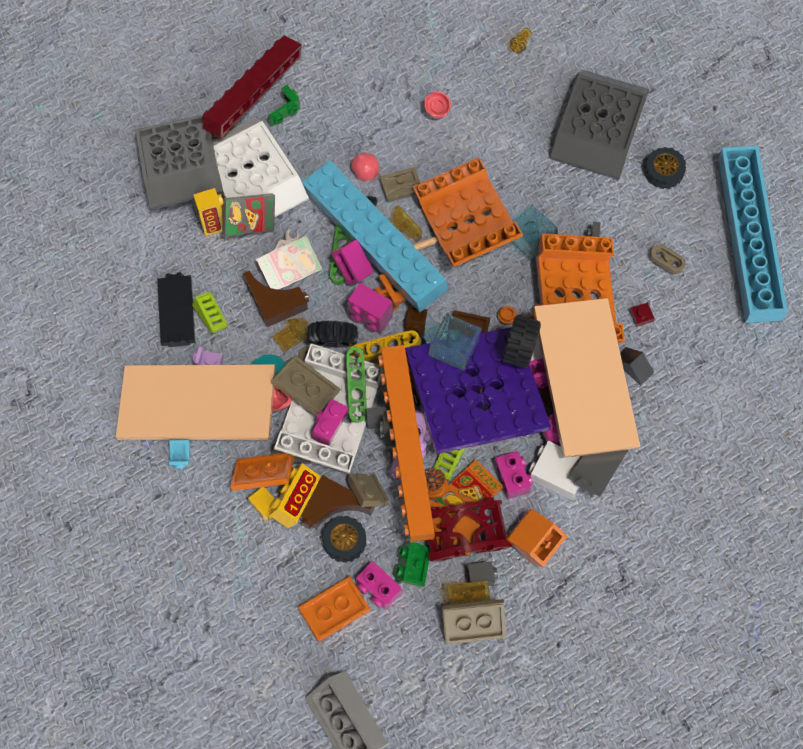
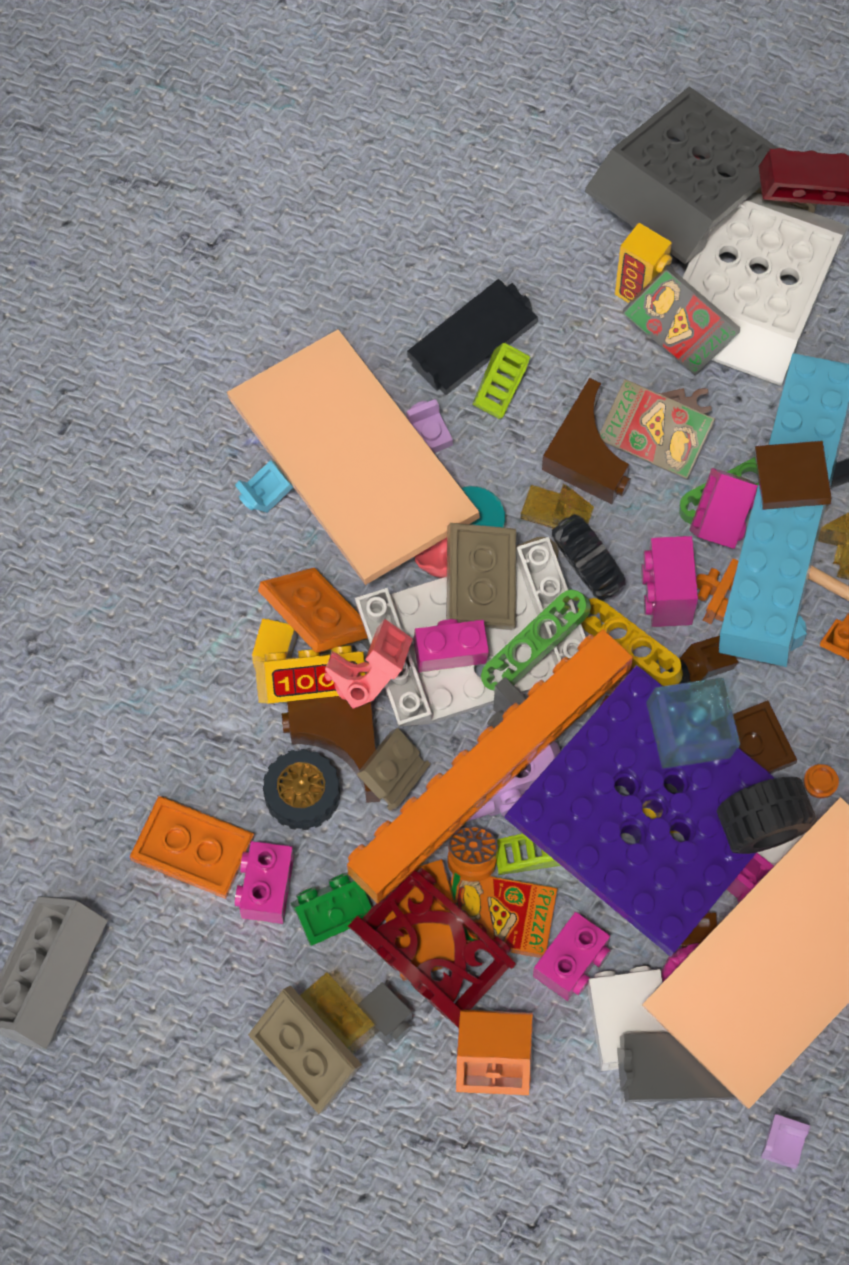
camera: 55 degrees right, 0 degrees up
(321, 460) = (384, 660): none -> coral tile
(365, 221) = (792, 475): none -> reddish brown tile
(659, 445) = (785, 1141): none -> lavender panel

